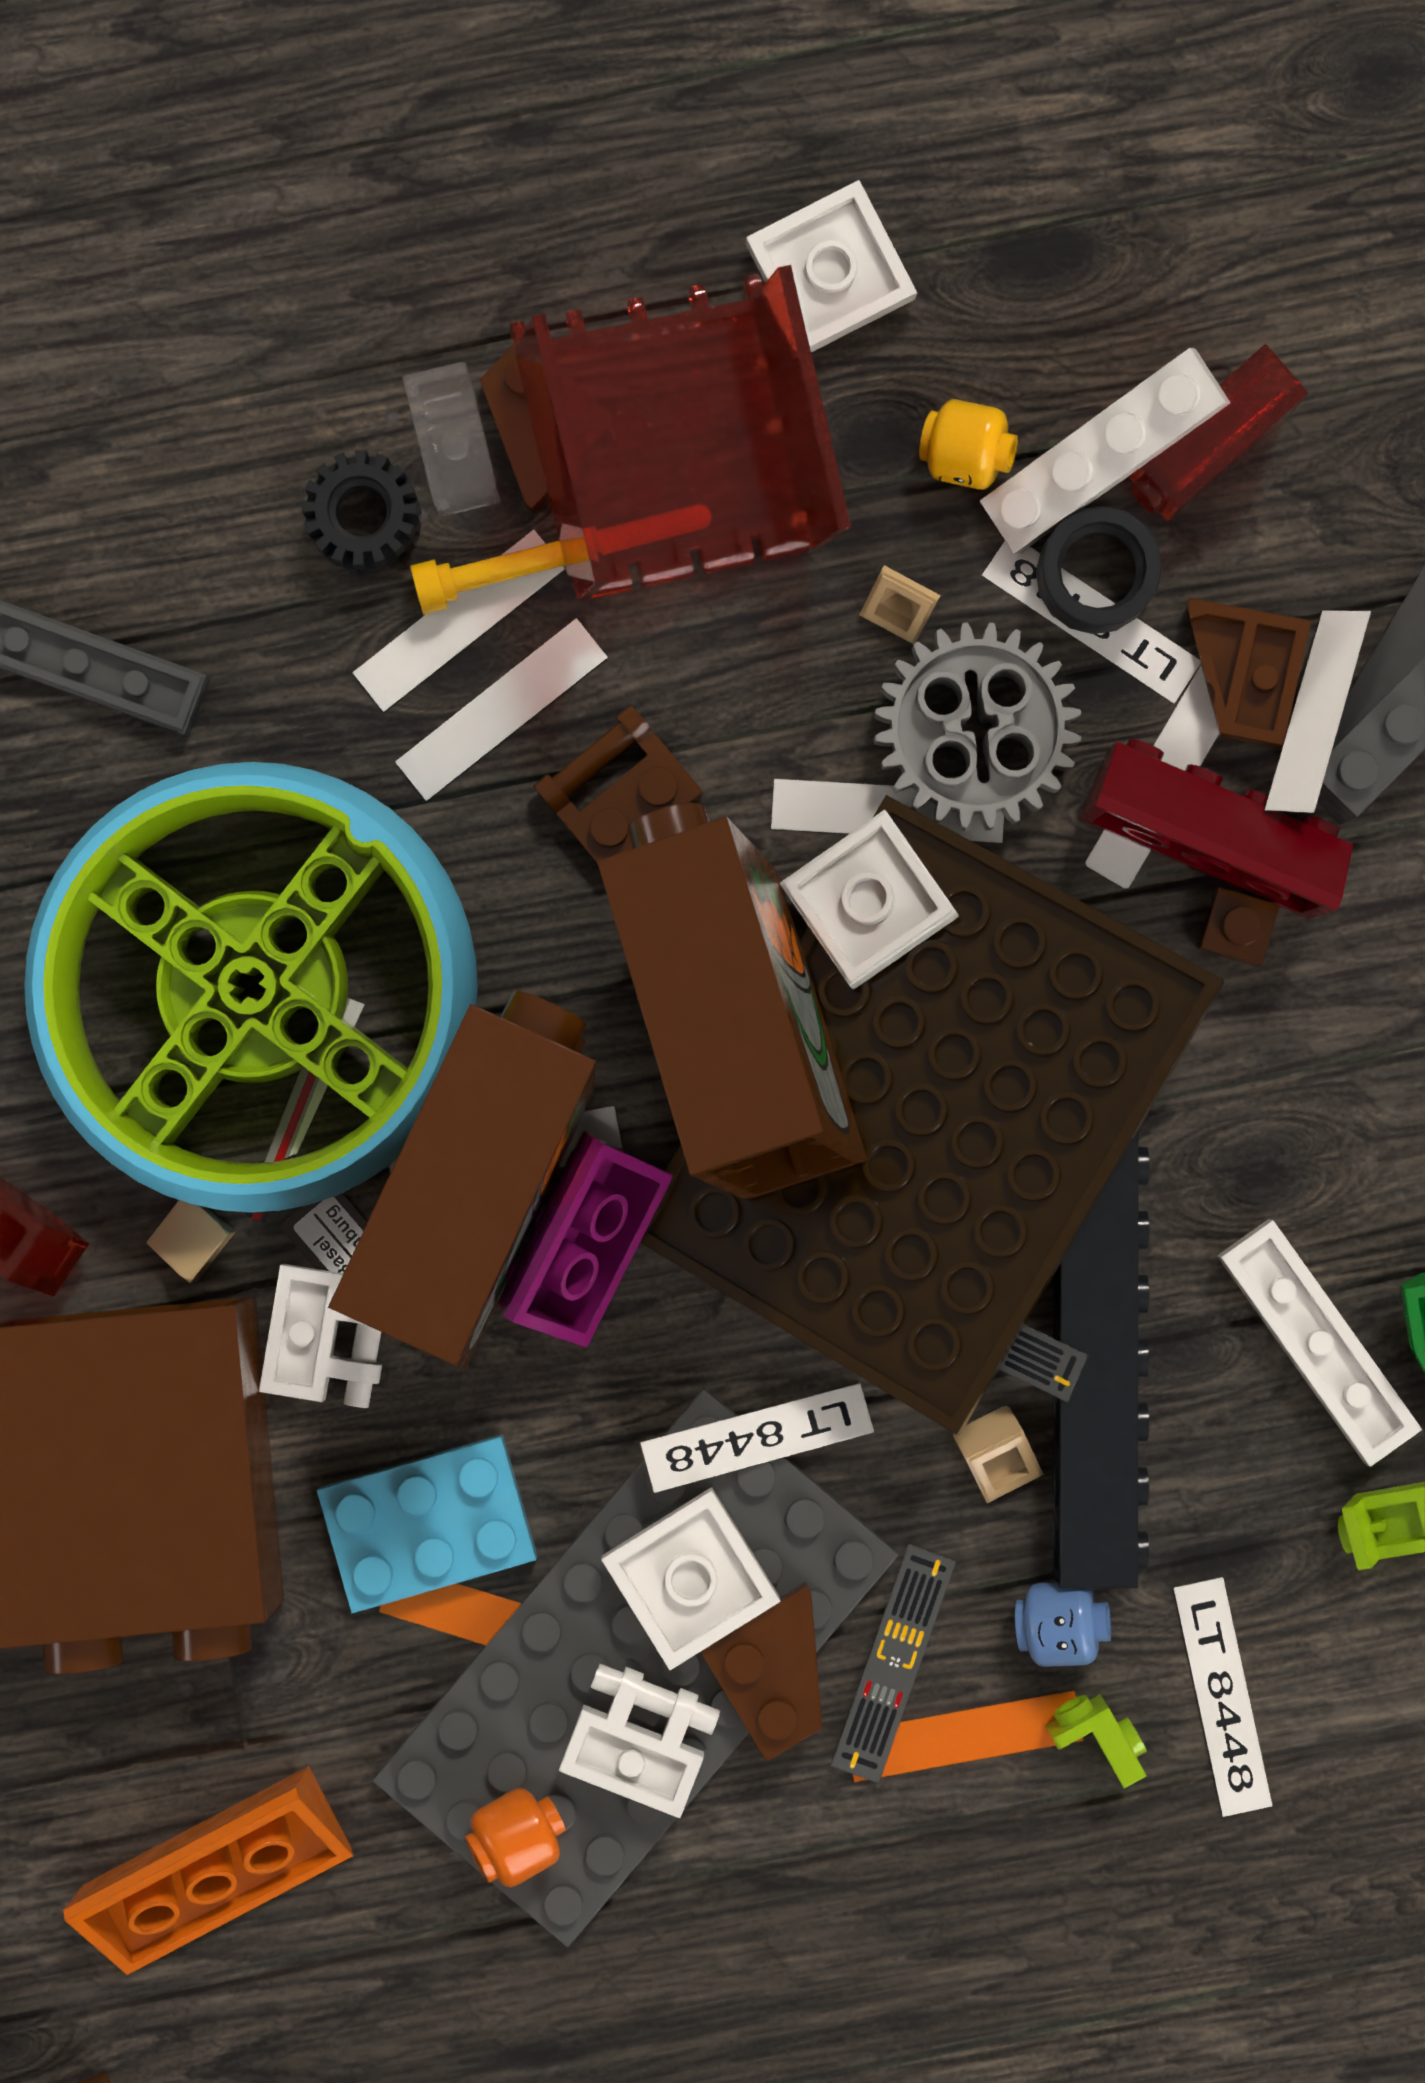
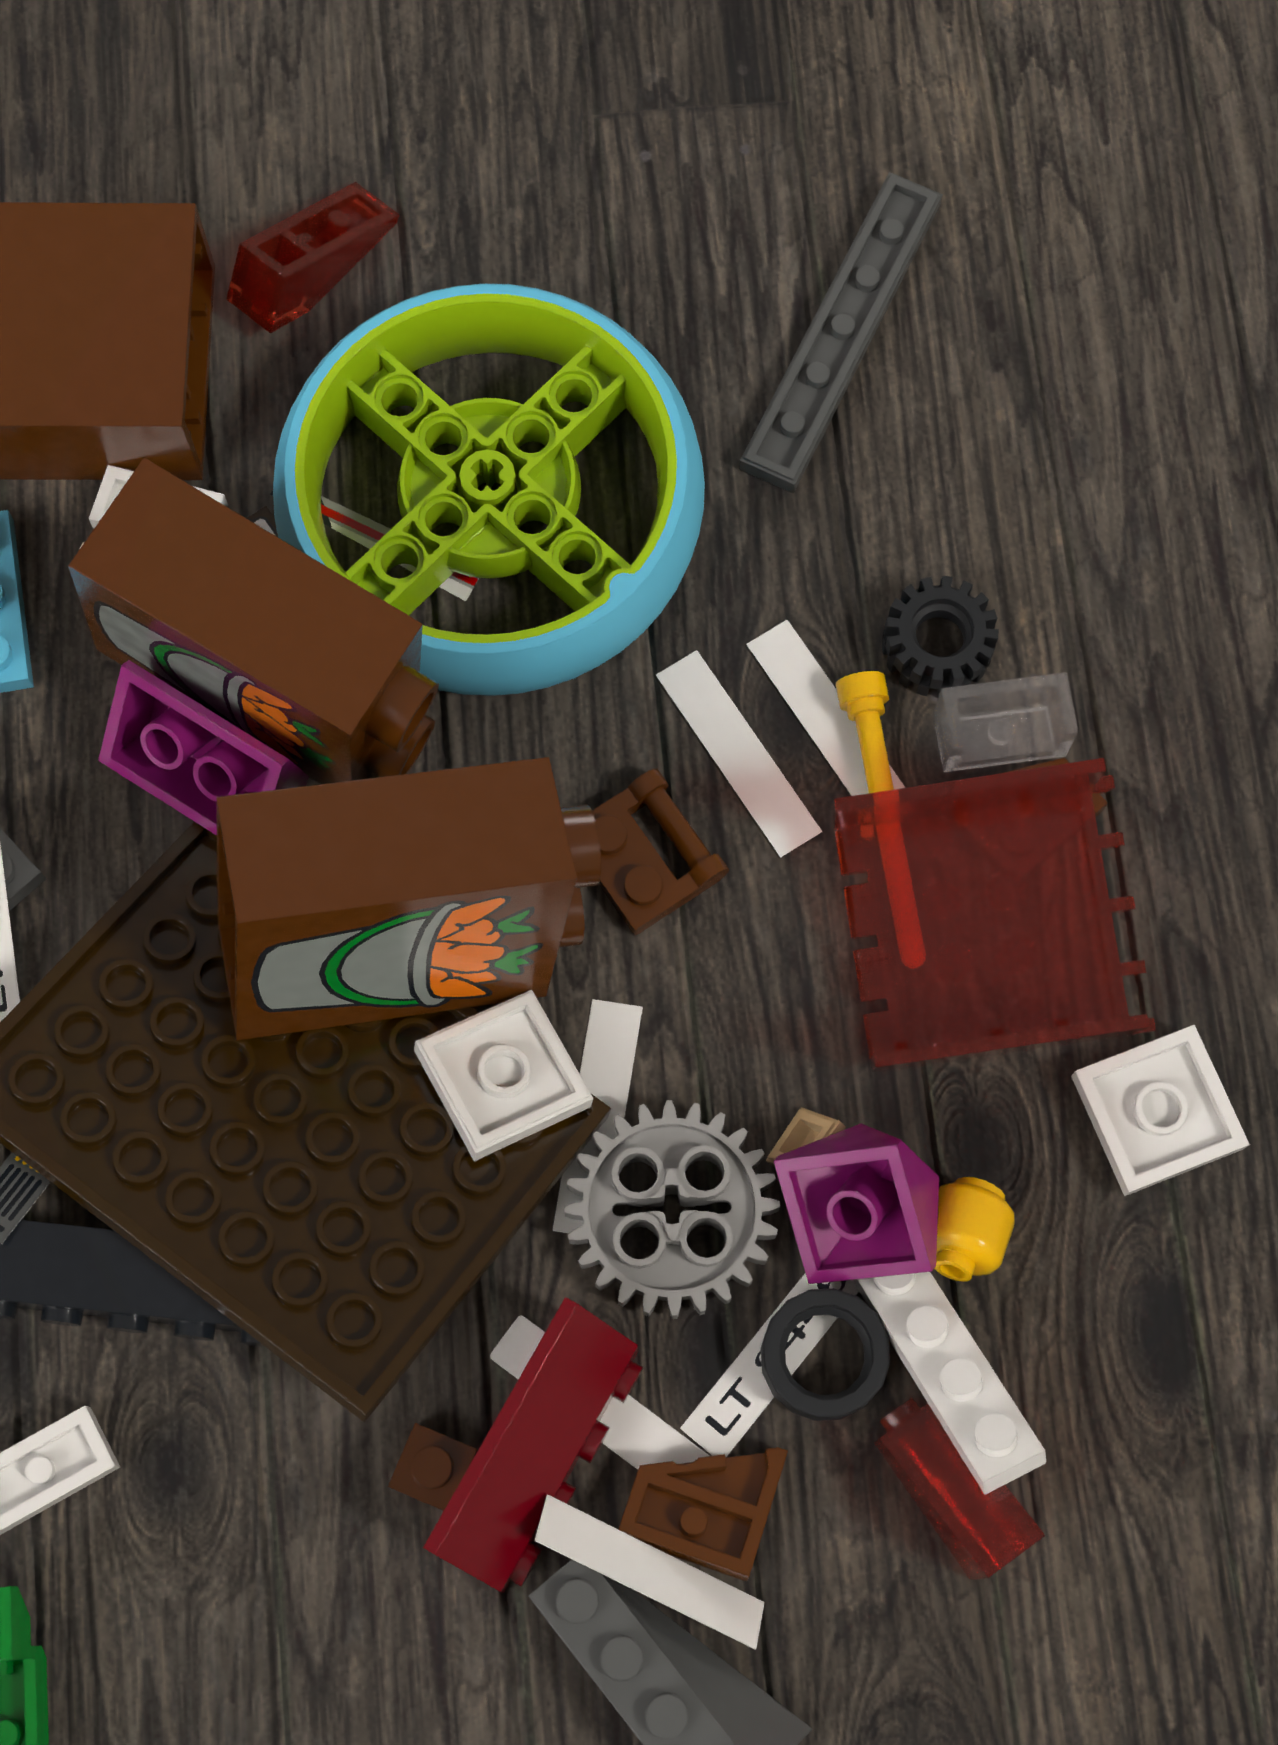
camera: 100 degrees right, 15 degrees down
(190, 1239) = (256, 423): tan slope -> none
(963, 543) = (860, 1206): none -> magenta slope

